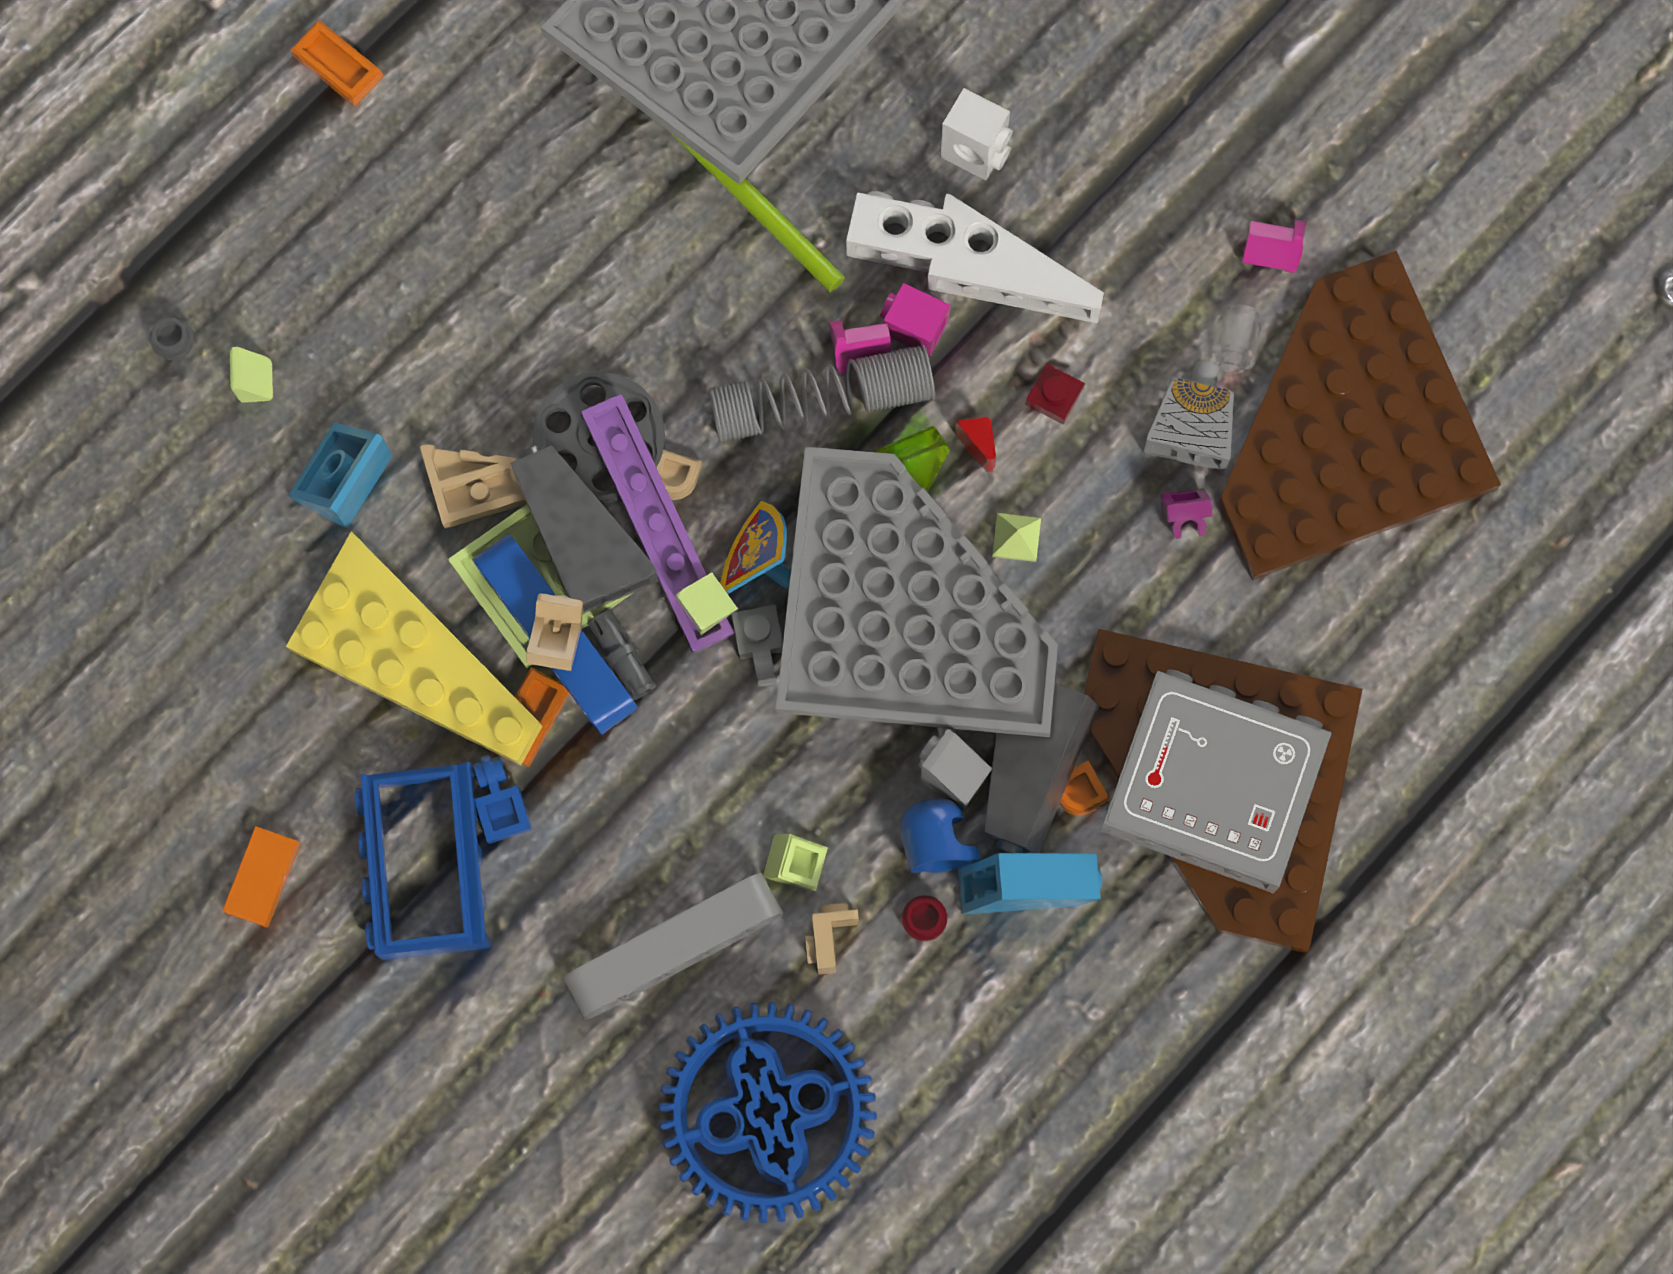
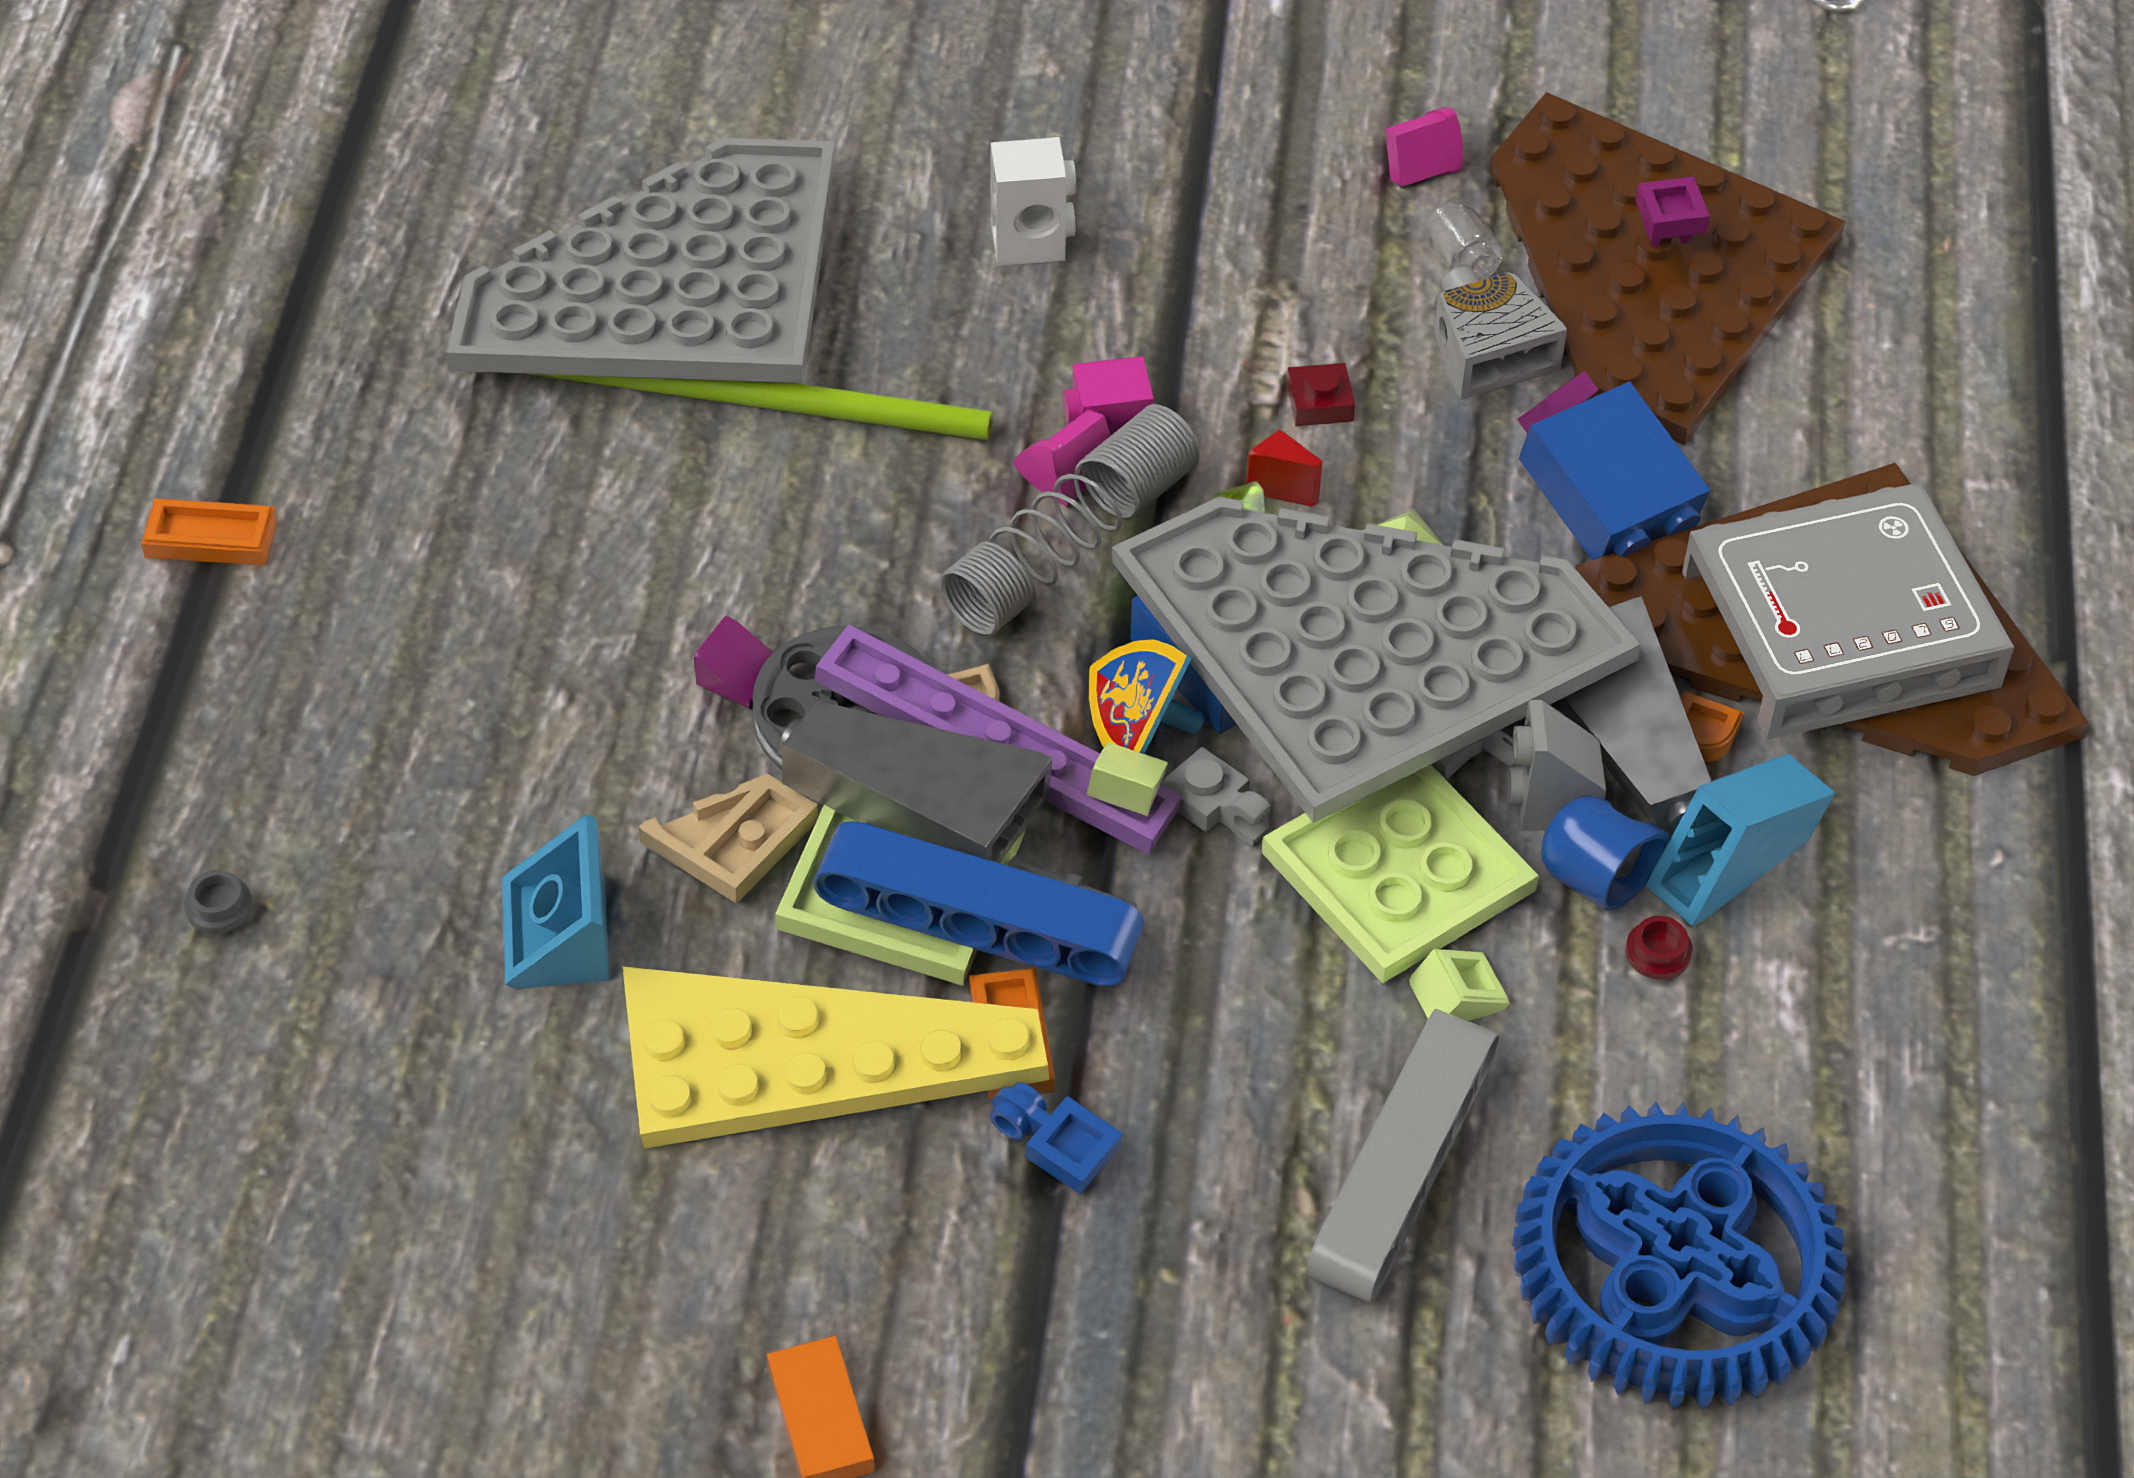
camera: 40 degrees left, 25 degrees down
(250, 375) = (354, 885): yellowish green slope -> none
(468, 856) = (981, 1308): blue window -> none
(555, 632) = (988, 868): tan bracket -> none
(558, 360) = (730, 661): none -> magenta slope
(819, 771) = (1401, 870): none -> yellowish green plate
(821, 945) = (1571, 1033): tan bracket -> none
(1005, 274) = (1115, 314): white brick -> none
(1171, 585) = (1614, 473): none -> blue brick
(1371, 414) = (1672, 209): none -> magenta tile

